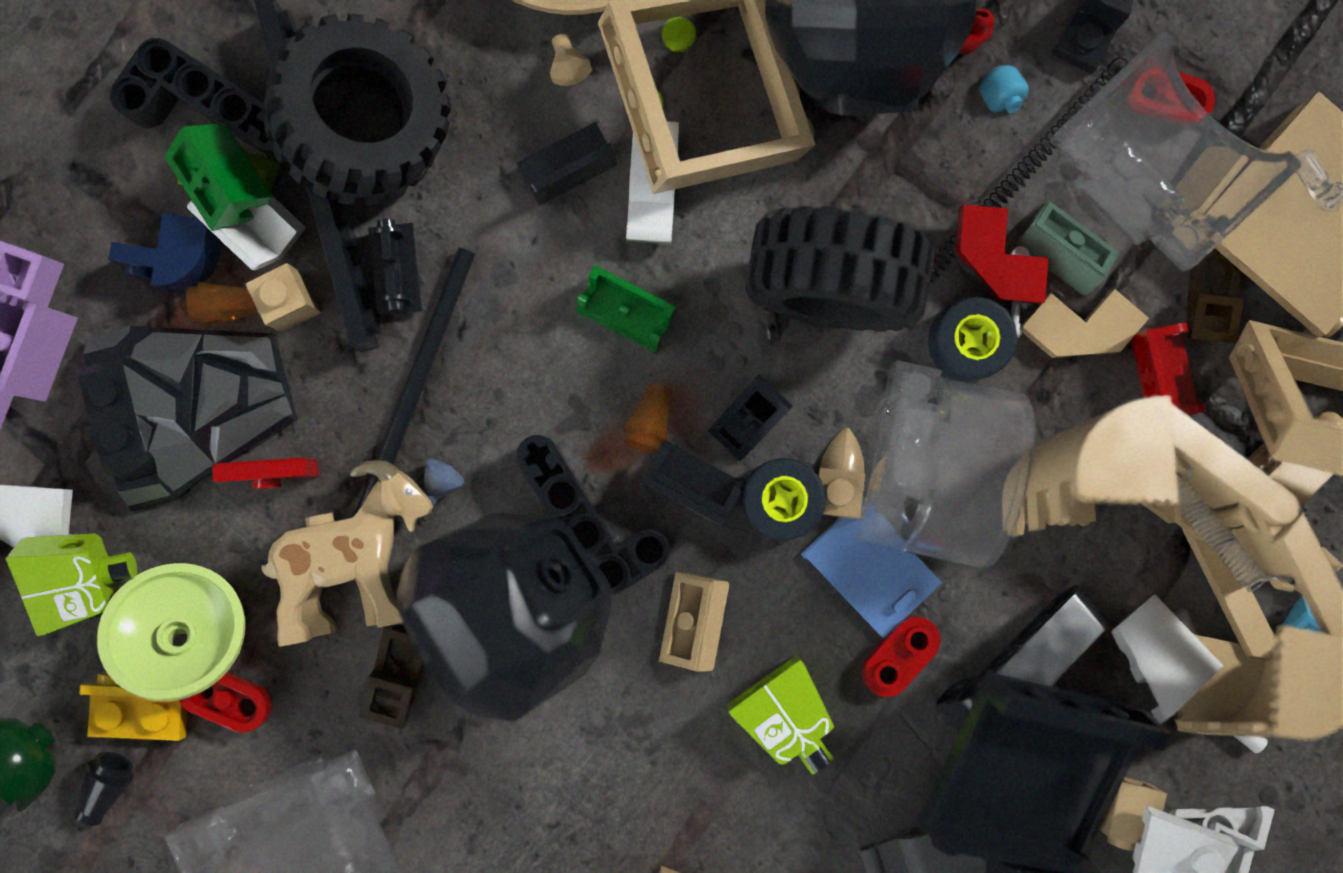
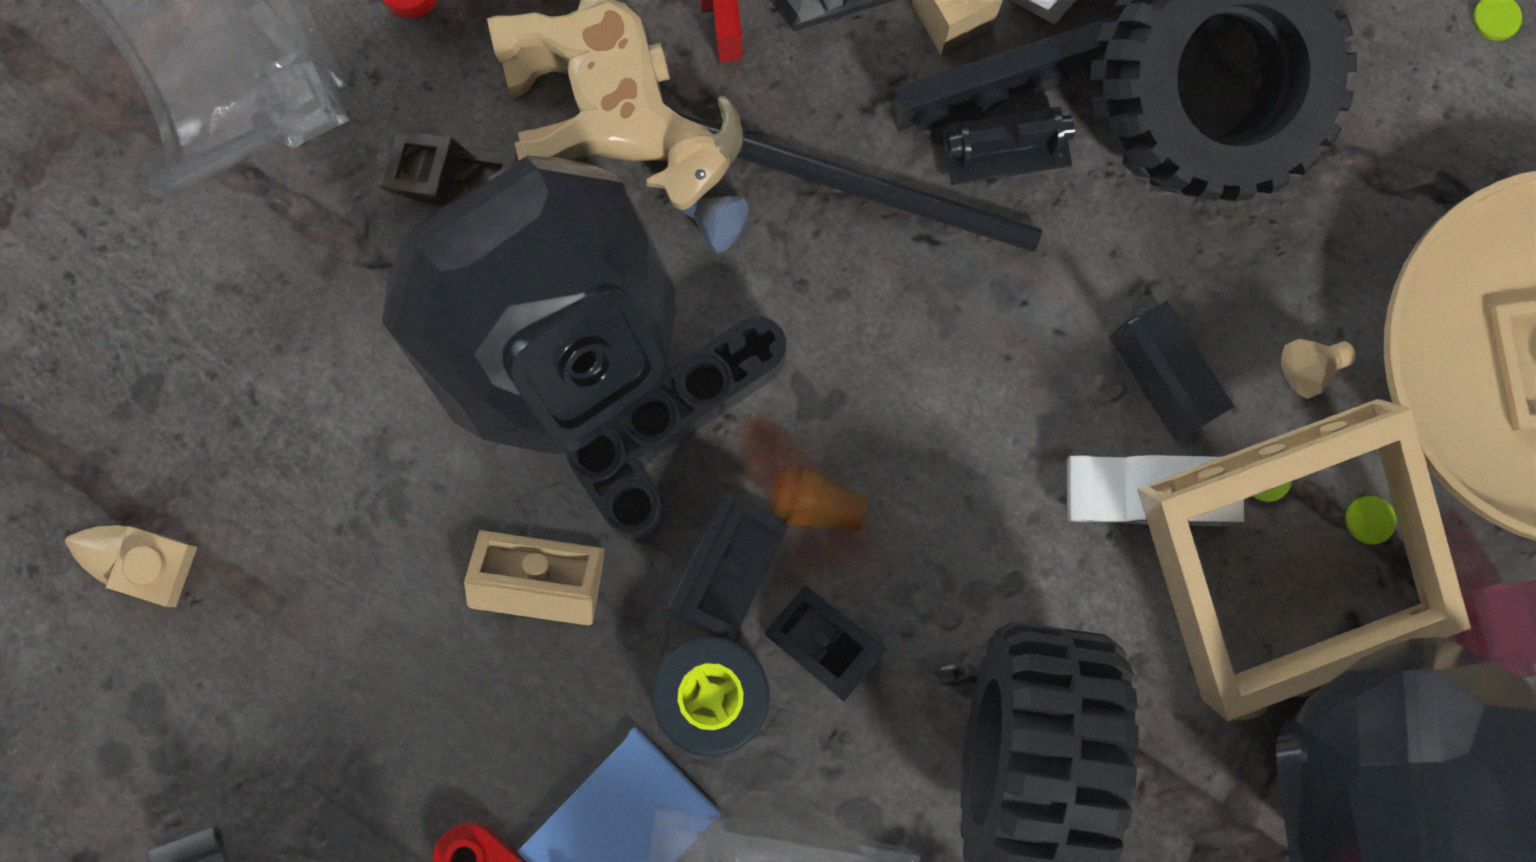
camera: 85 degrees right, 5 degrees down
(625, 309) = (970, 460): green hinge -> none
(786, 716) = (402, 712): lime torso -> none
(843, 476) = (748, 783): tan plate -> none

